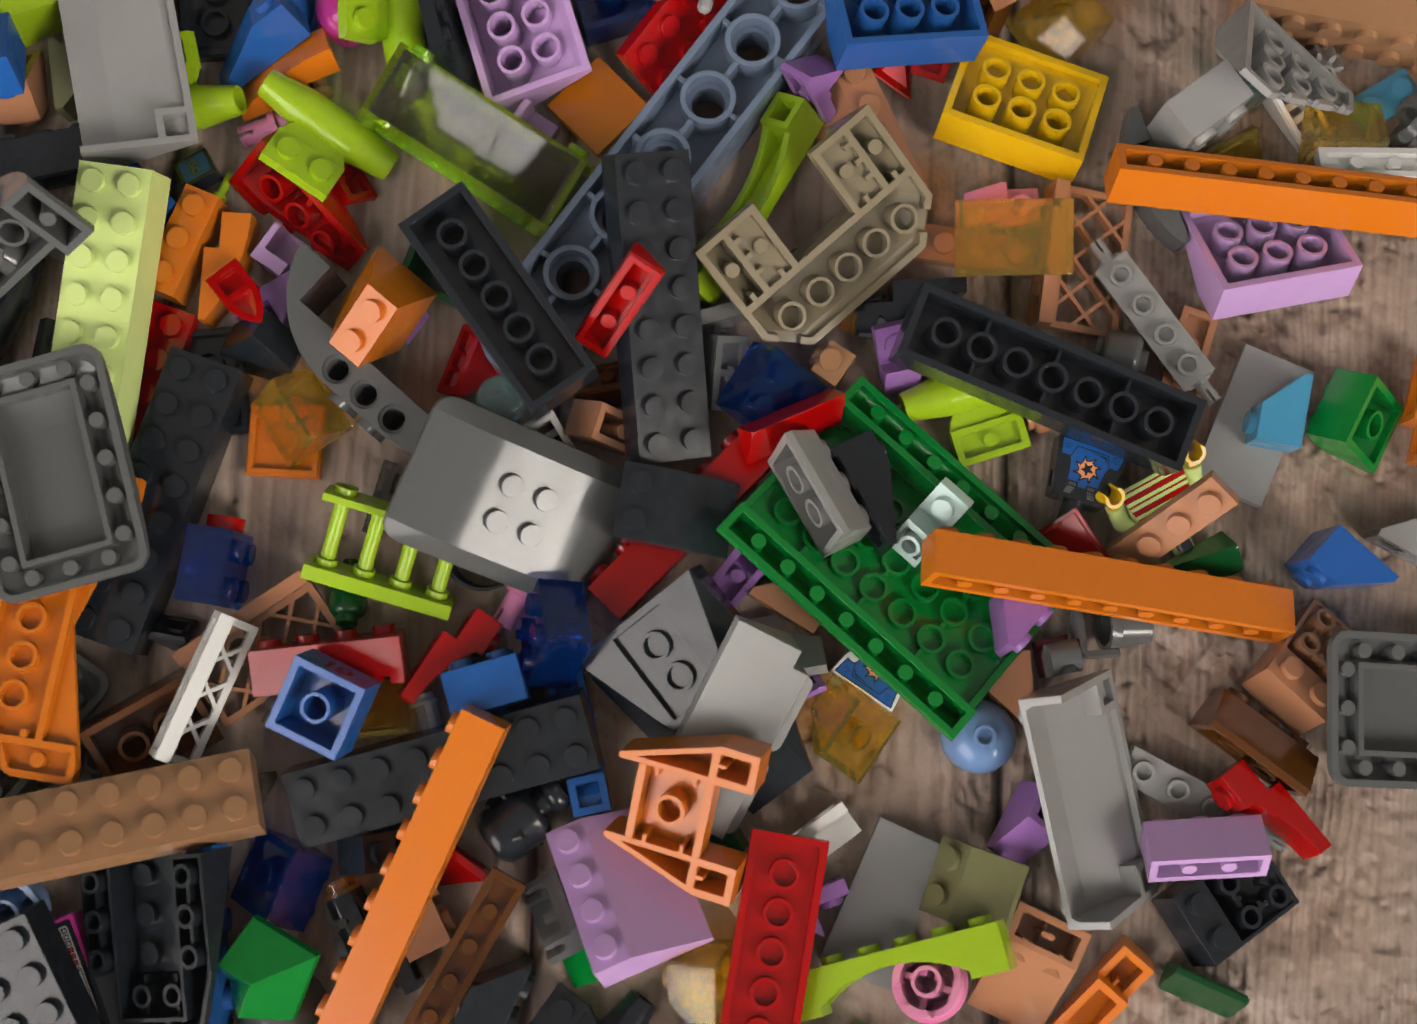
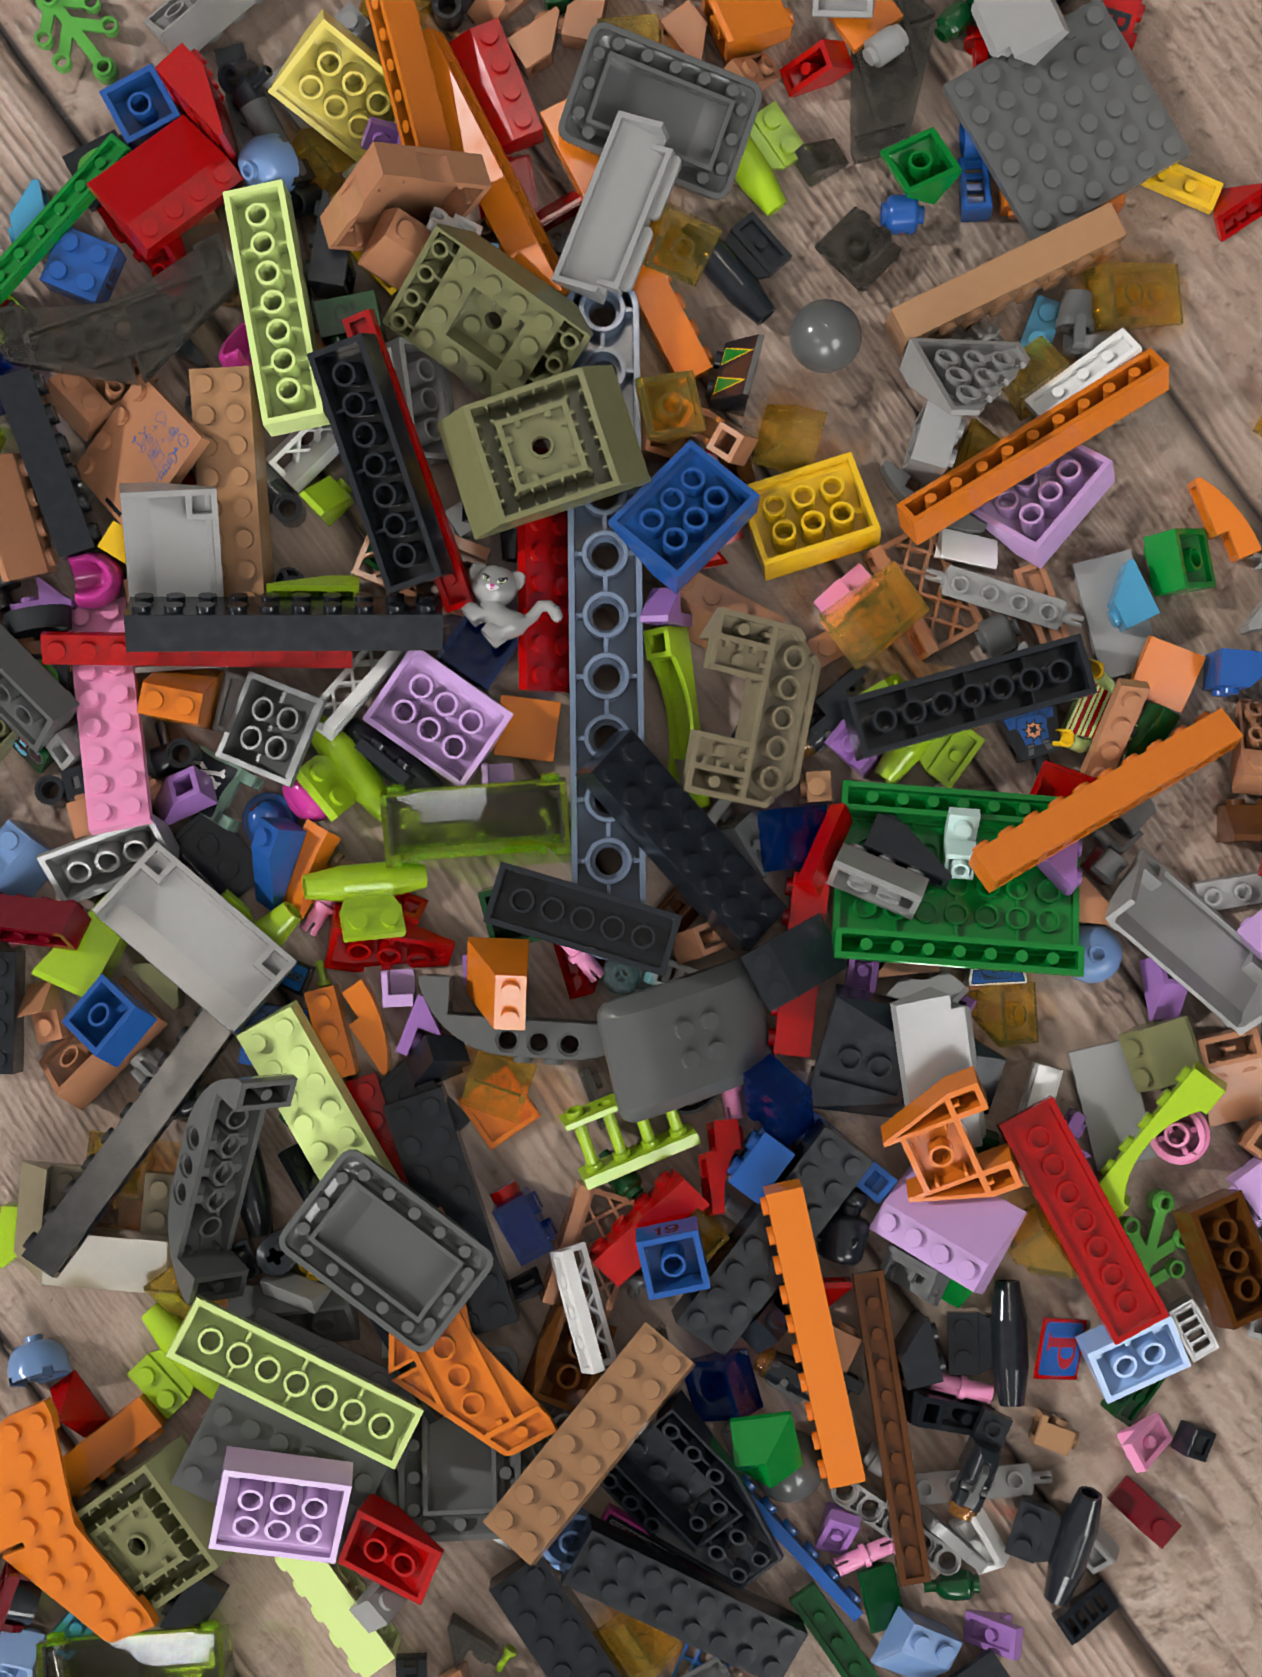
camera: 40 degrees left, 5 degrees up
(238, 292) = (399, 1038): red plate -> none
(475, 358) = (586, 963): none -> bright pink pin
(620, 301) = (661, 860): red slope -> none
(1152, 252) = (967, 549): none -> white slope
(1264, 517) = (1168, 671): none -> orange tile

